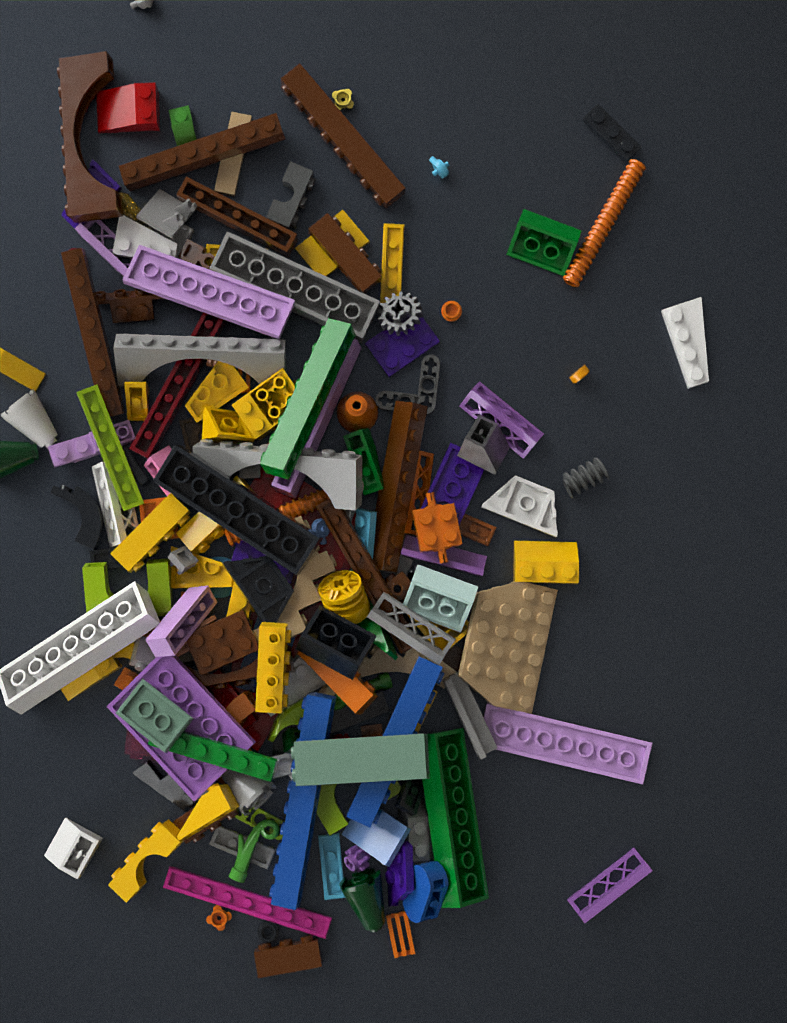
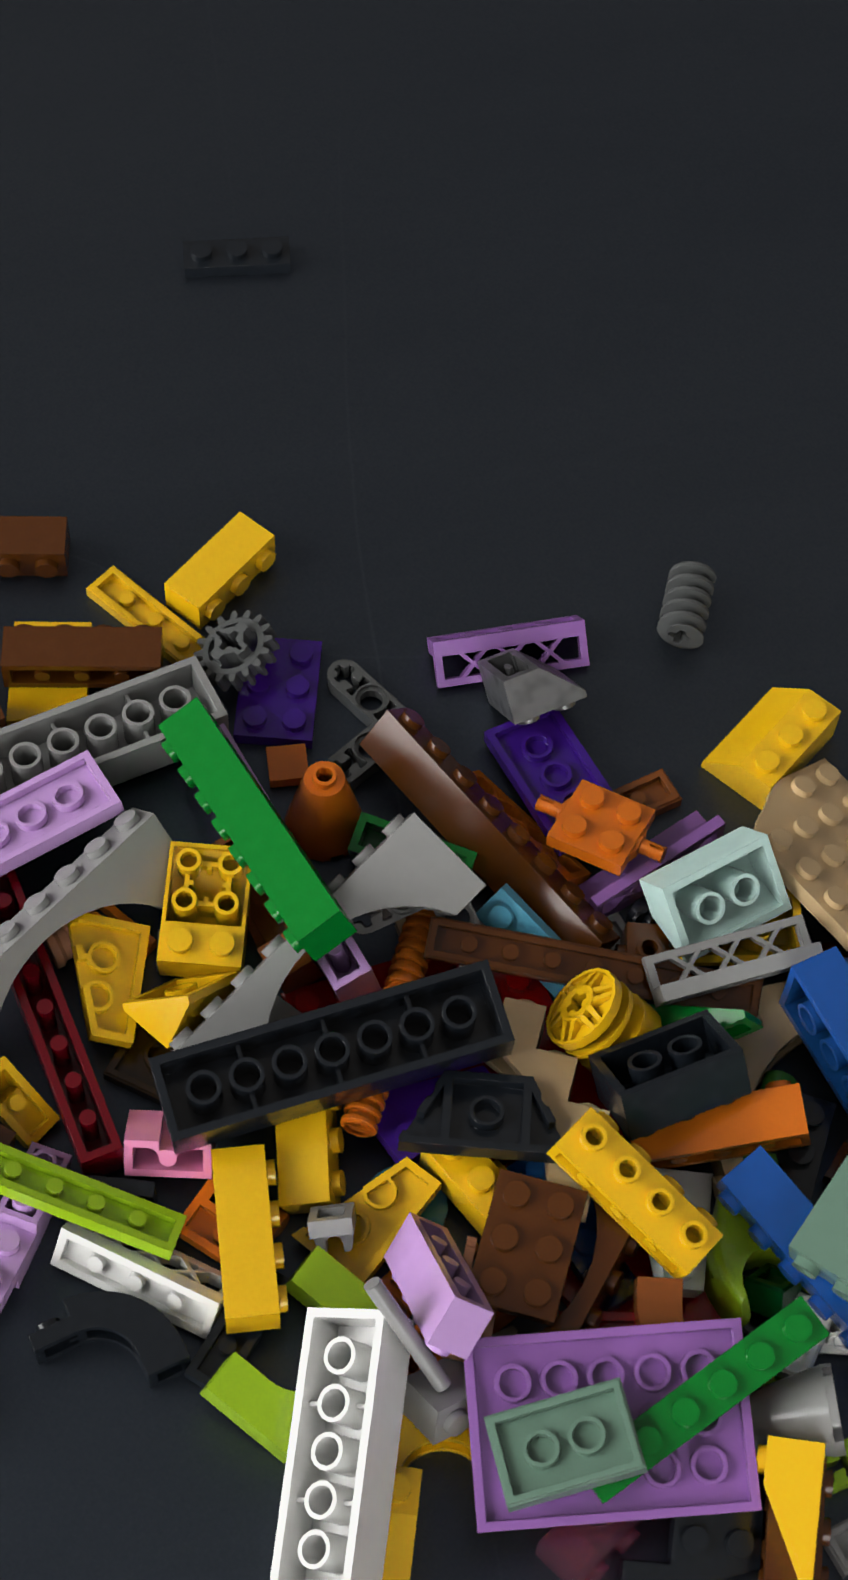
camera: 50 degrees left, 25 degrees down
(125, 678) = (452, 1488): orange plate -> none
(147, 625) = (407, 1334): none -> light grey bar
(370, 376) = (286, 764): none -> orange tile
(438, 271) = (220, 570): none -> yellow brick
(439, 167) = (80, 467): medium azure piece -> none
(451, 311) = (292, 598): orange plate -> none
(525, 504) = (661, 707): white wing -> none
(544, 242) = (307, 424): green slope -> none
(579, 374) = (531, 512): light orange tile -> none
(604, 222) = (350, 344): orange piece -> none
(687, 335) = (597, 365): white wing -> none

